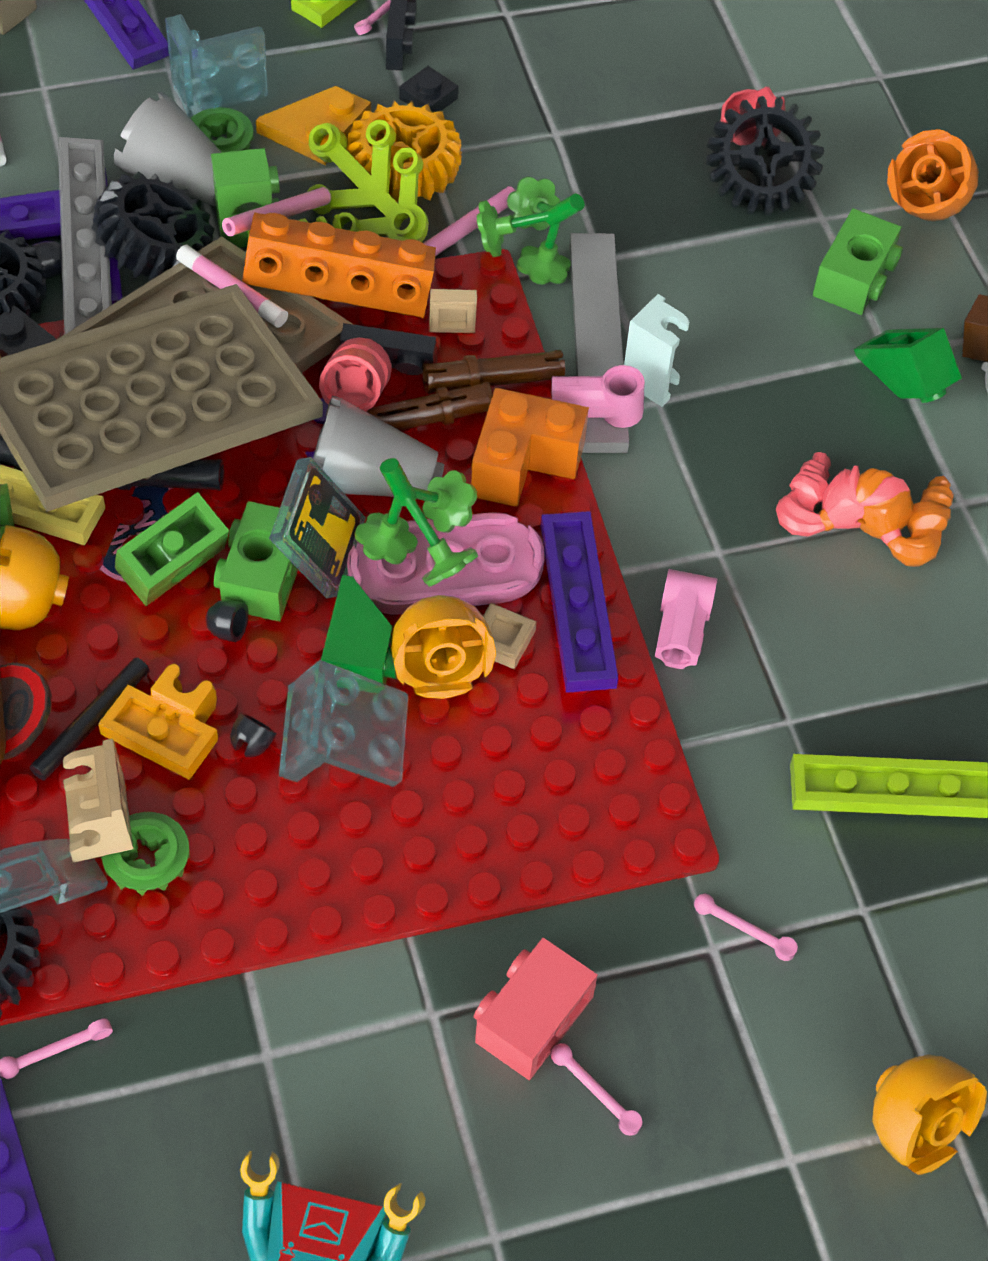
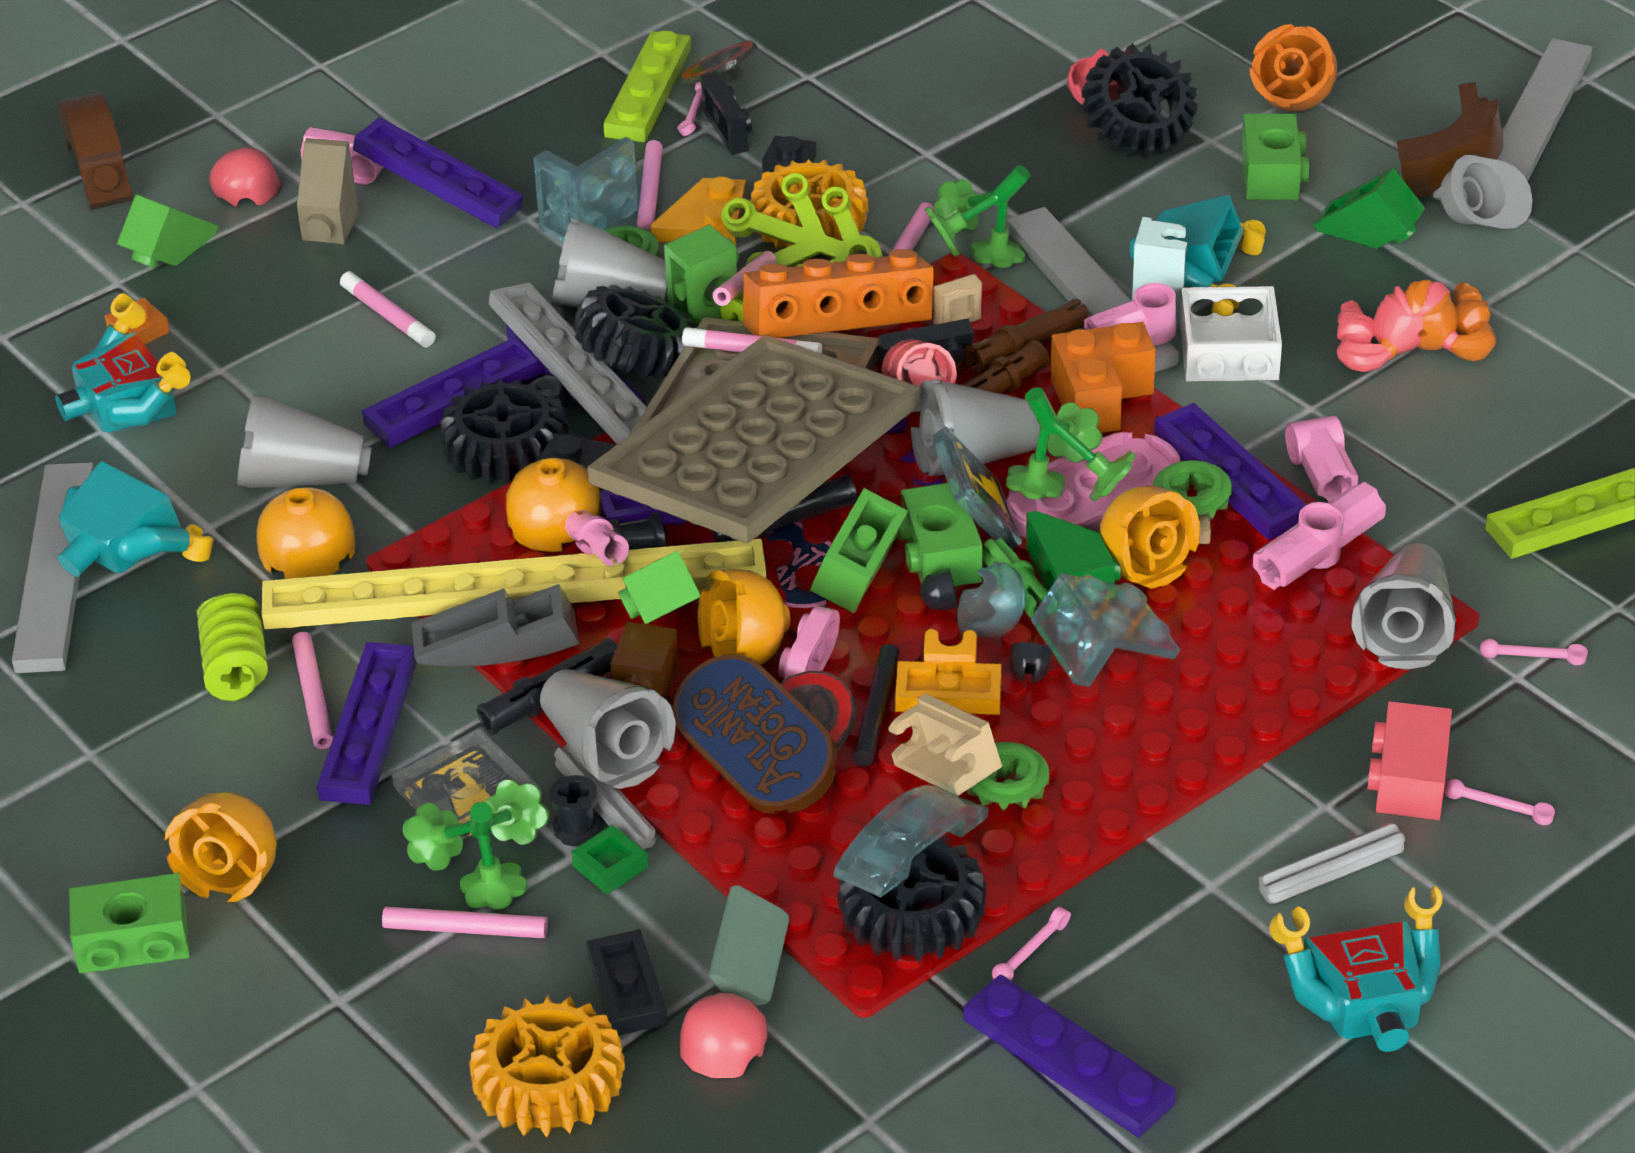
camera: 20 degrees left, 15 degrees down
(66, 635) = (814, 643): none -> bright pink plate
(256, 658) = (996, 604): none -> clear light blue hair
(291, 74) = (649, 184): none -> bright pink bar
(302, 631) = (1000, 551): none -> bright green axle
(386, 1088) = (1331, 863): none -> light grey axle
(510, 594) = (1210, 481): none -> bright green gear
(632, 834) = (1406, 610): none -> light grey cone
(636, 704) = (1319, 535): none -> bright pink piece
(682, 448) = (1231, 345): none -> white piece
(720, 335) = (1211, 242): none -> teal torso

